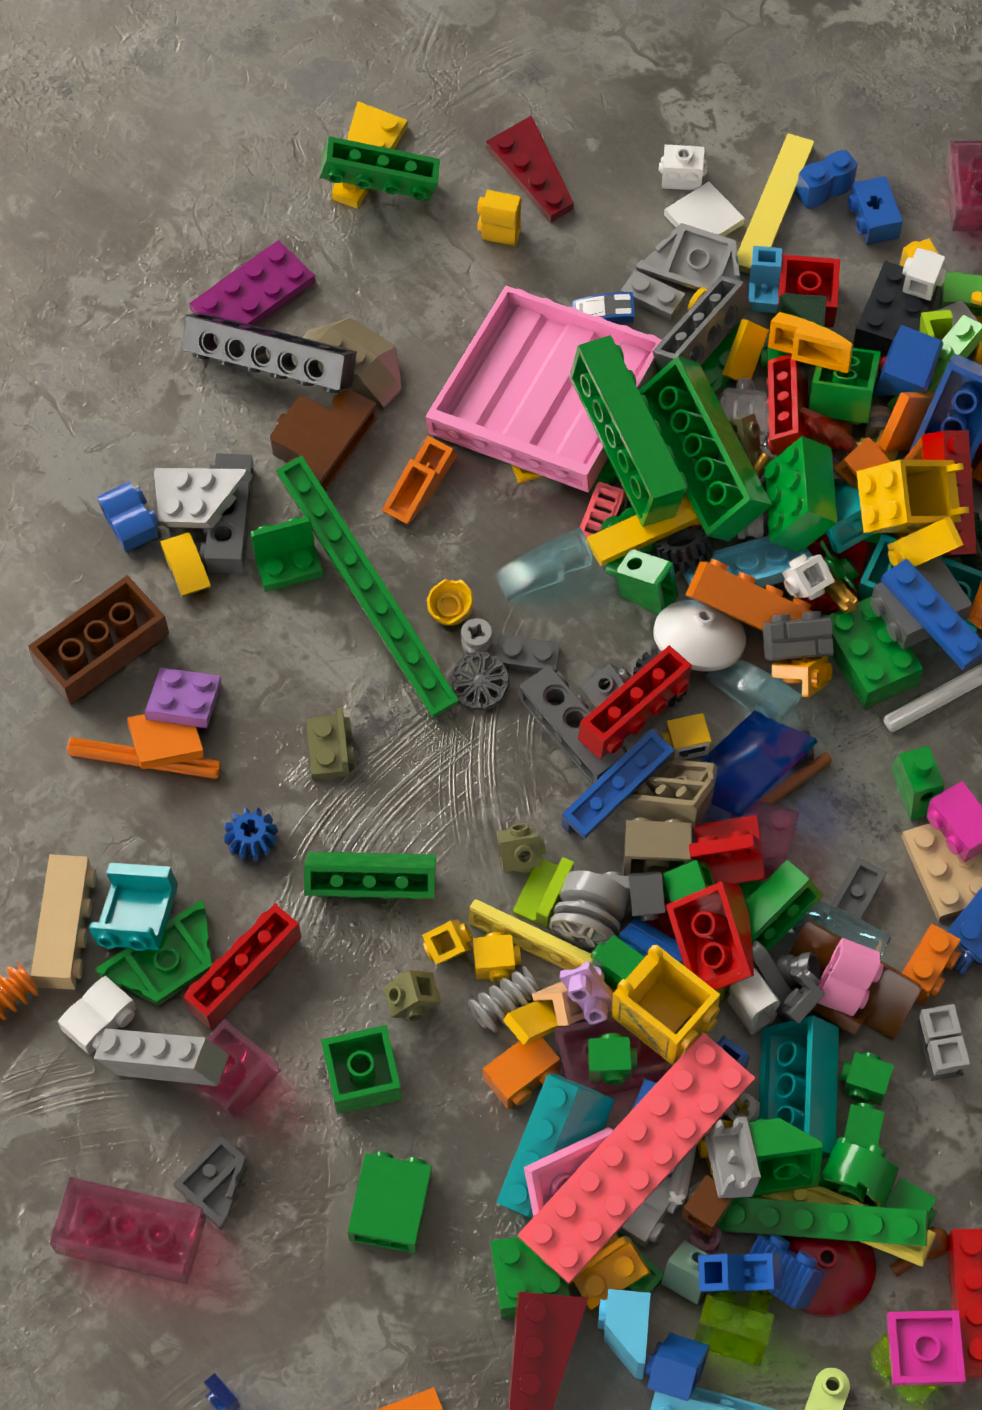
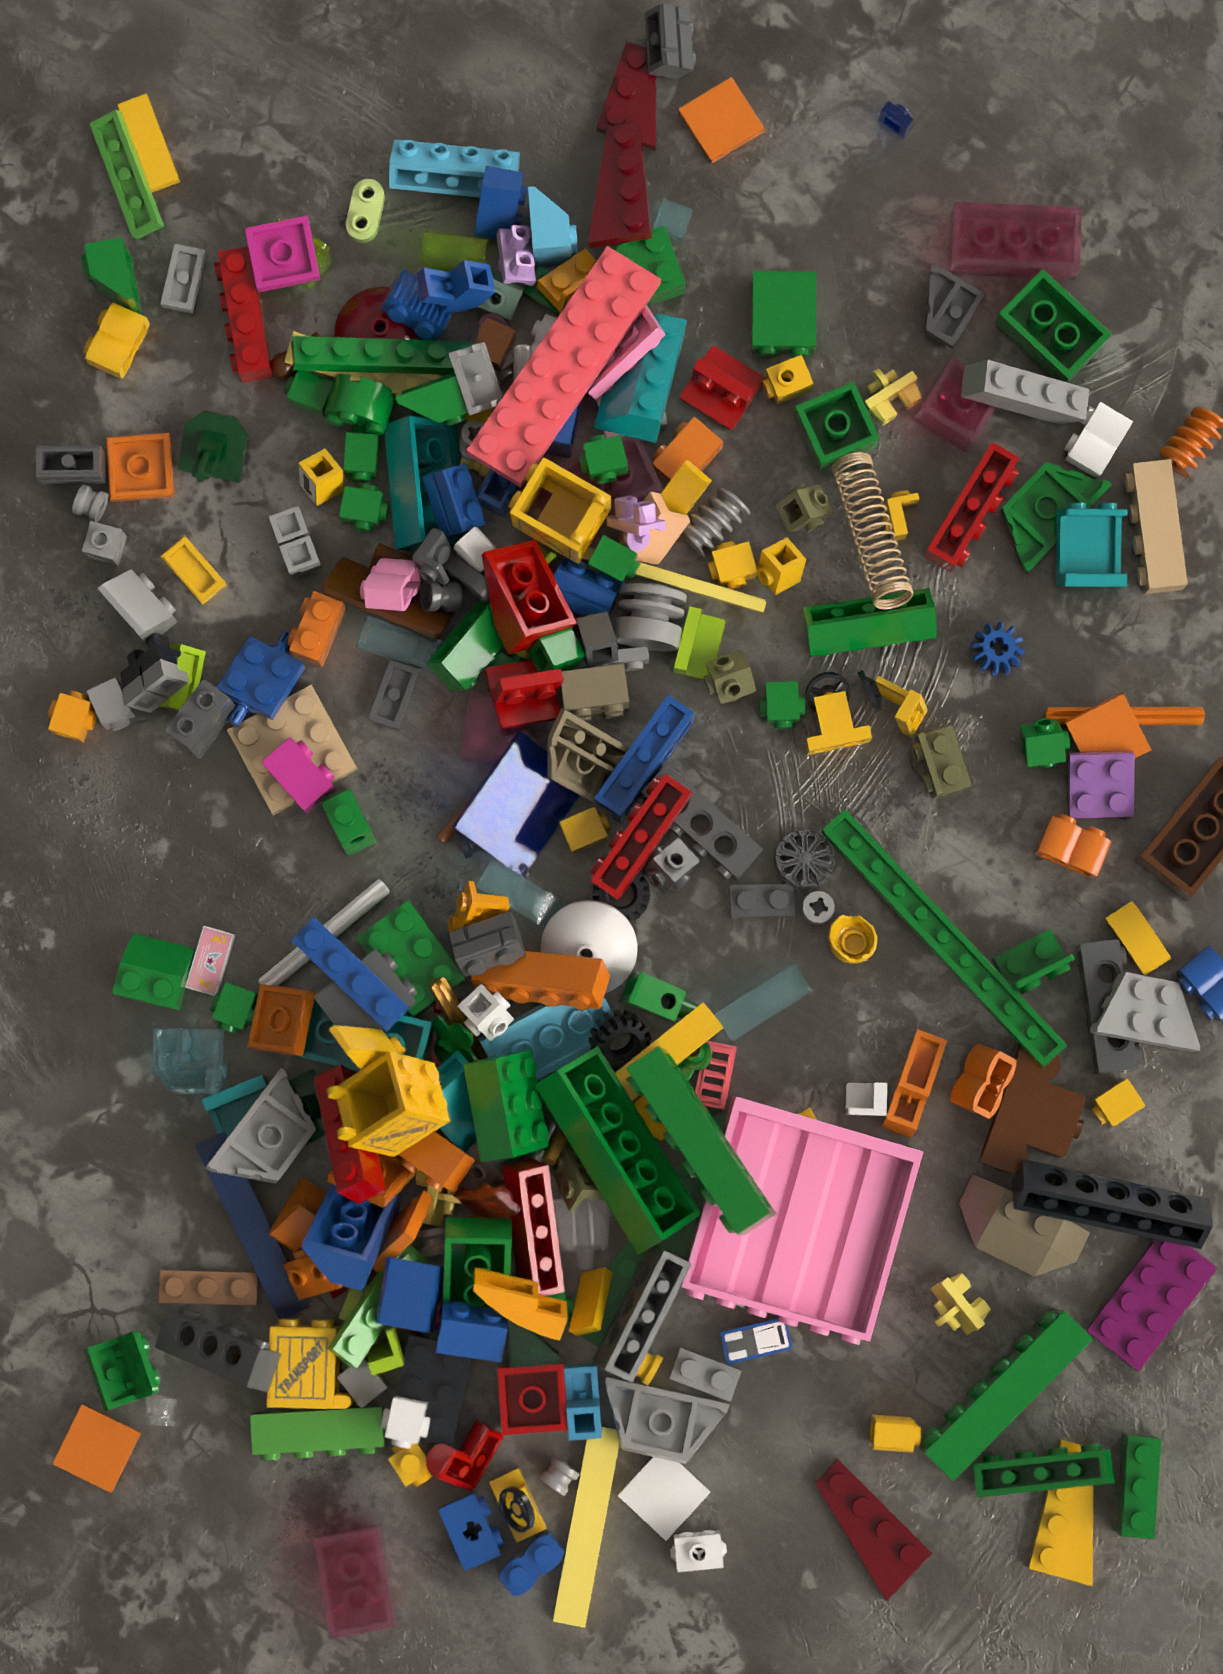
camera: 170 degrees right, 20 degrees up
(113, 1130) = (1052, 327): none -> green brick
(224, 649) = (1073, 846): none -> orange brick
(228, 739) = (1044, 743): none -> green brick
(242, 435) = (1116, 1104): none -> yellow brick
(300, 1102) = (904, 388): none -> light yellow hips
(301, 158) = (1138, 1486): none -> green brick
(323, 971) = (894, 509): none -> yellow bracket
(343, 877) = (891, 585): none -> tan piece
(346, 792) = (911, 703): none -> yellow piece
(357, 467) = (983, 1080): none -> orange brick
(397, 231) = (1005, 1392): none -> green brick
(401, 1127) = (795, 373): none -> yellow brick
(413, 299) = (955, 1308): none -> light yellow hips
(425, 795) = (833, 717): none -> yellow piece
(466, 474) = (866, 1099): none -> white panel
(470, 1138) = (721, 387): none -> red bracket
(473, 819) = (782, 704): none -> green brick
(488, 1330) = (675, 219): none -> clear light blue tile
(668, 1302) = (516, 255): none -> lavender hips
(772, 1054) = (454, 500): none -> blue brick
(793, 237) = (559, 1475): none -> light grey wheel
(831, 221) = (517, 1505): none -> piece
(865, 332) = (471, 1332): none -> blue brick
(872, 257) = (467, 1464): none -> red brick
(908, 1111) = (320, 477): none -> yellow brick

